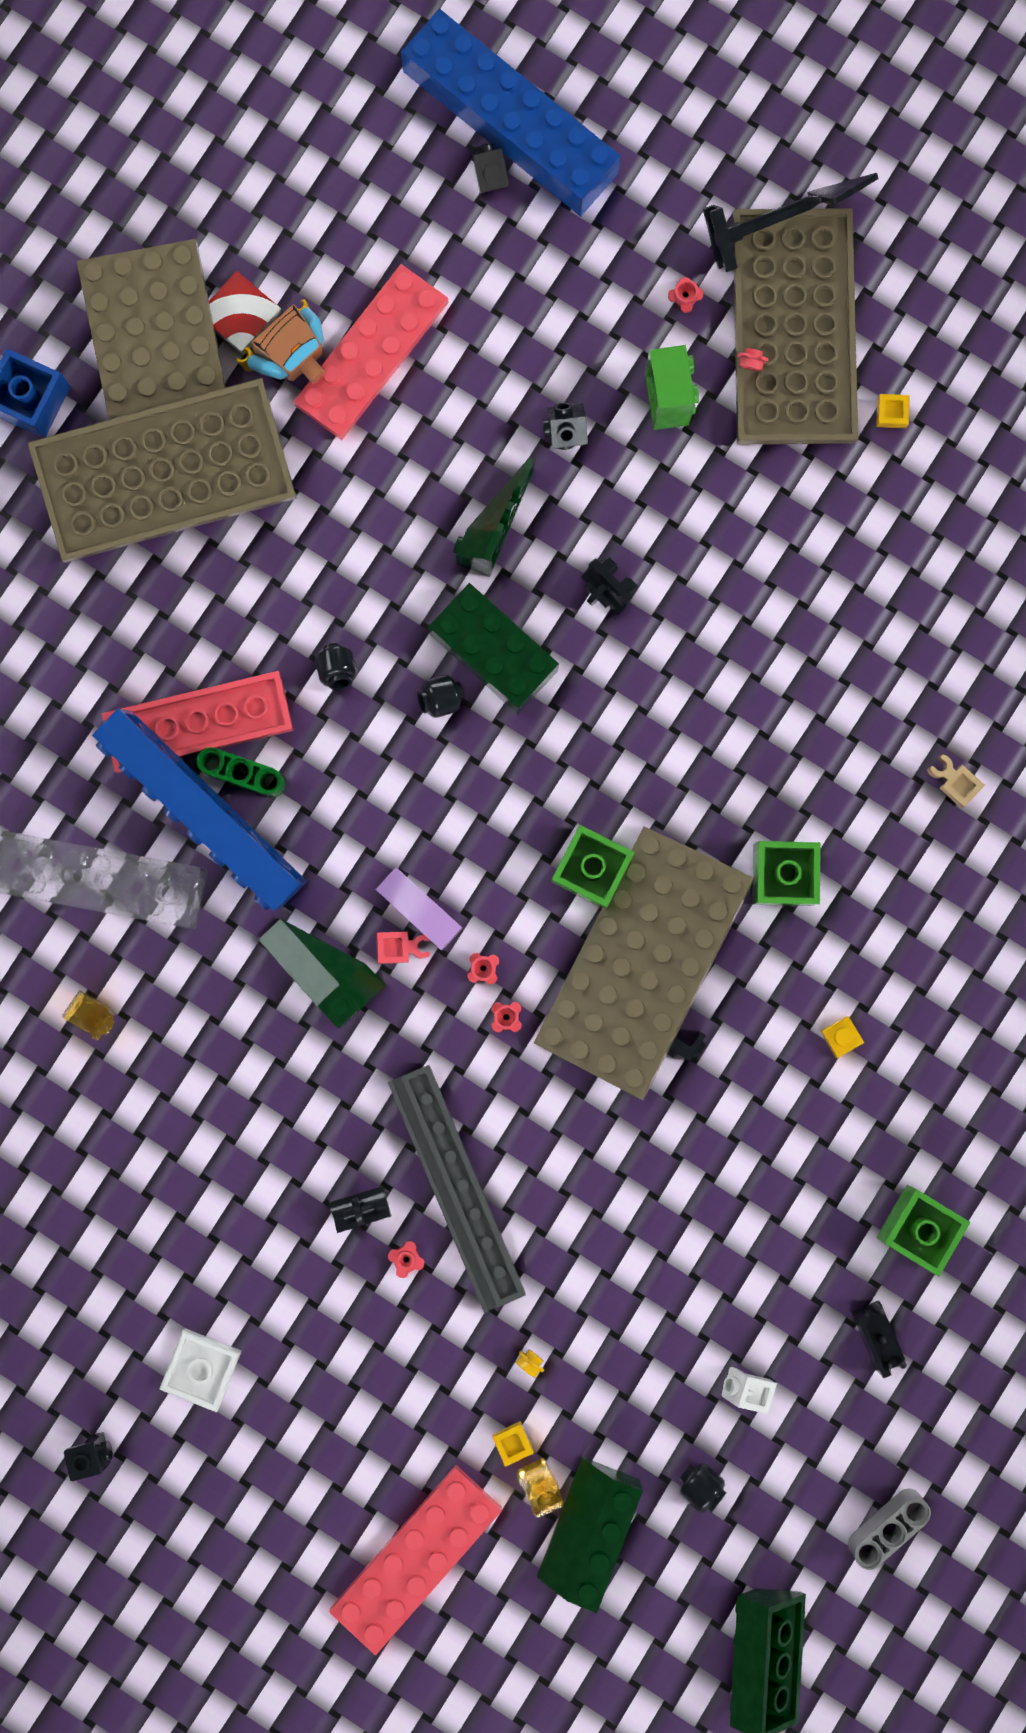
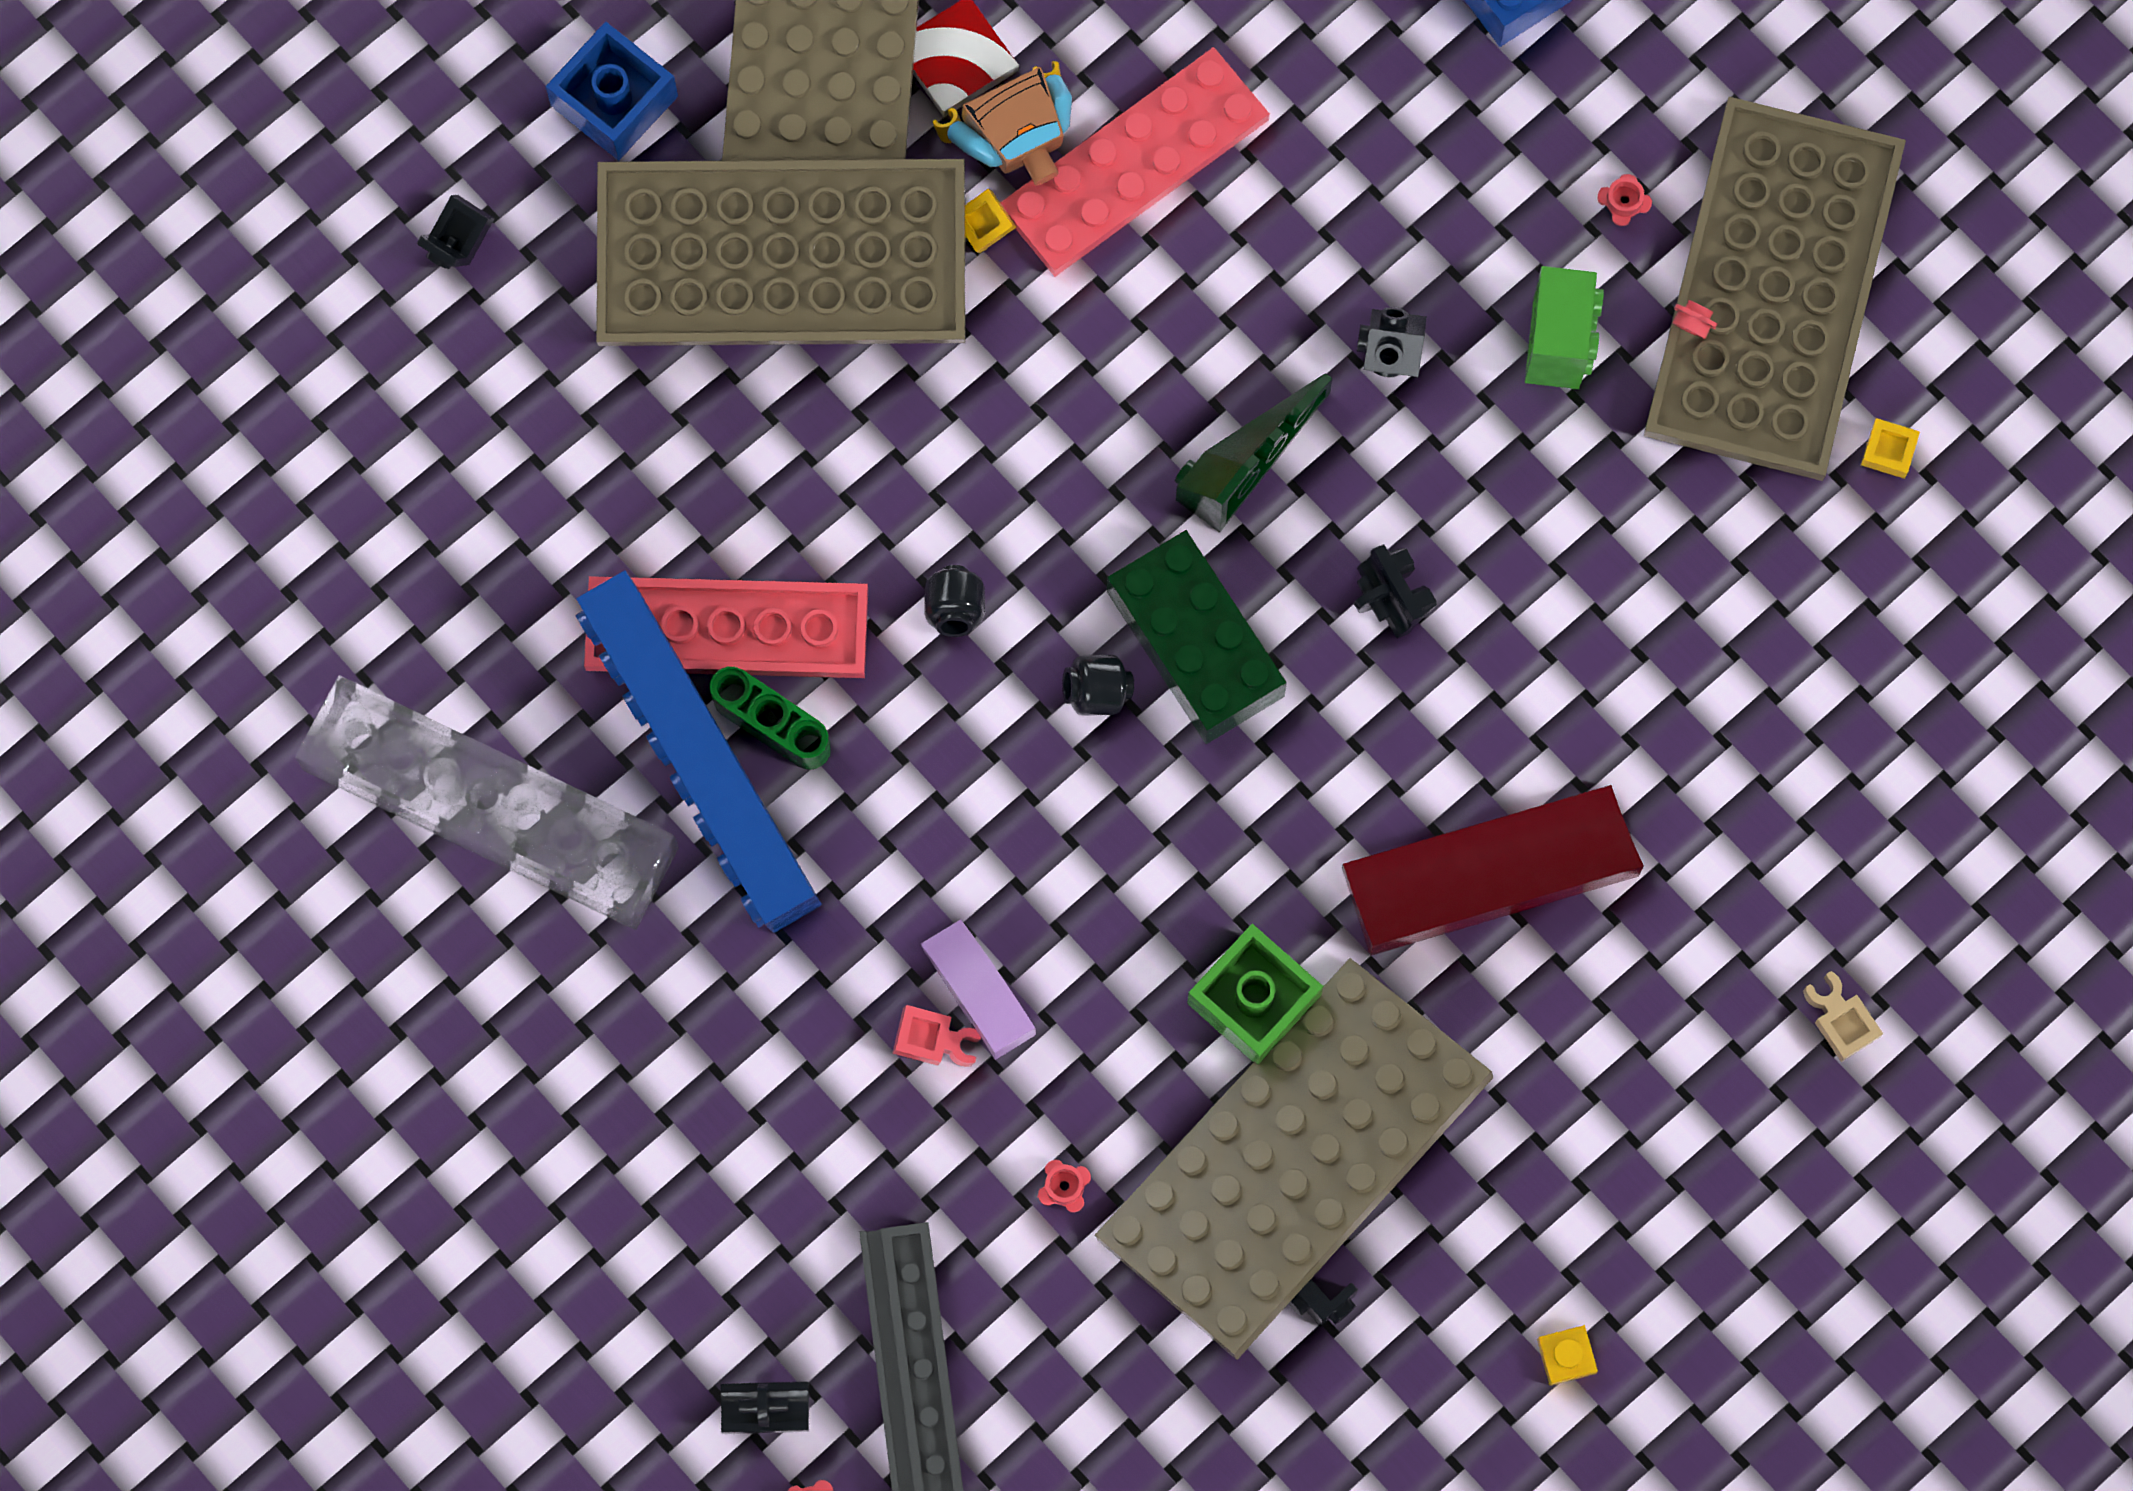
camera: 15 degrees right, 10 degrees down
(89, 1015) = (443, 1011): clear yellow bracket -> none
(288, 415) = (986, 221): none -> yellow plate
(326, 974) = (813, 1049): dark green wedge -> none
(476, 973) = (1045, 1091): coral plate -> none
(716, 746) = (1491, 870): none -> dark red arch
(724, 236) = (1701, 132): black piece -> none
(786, 873) = (1544, 1083): bright green brick -> none

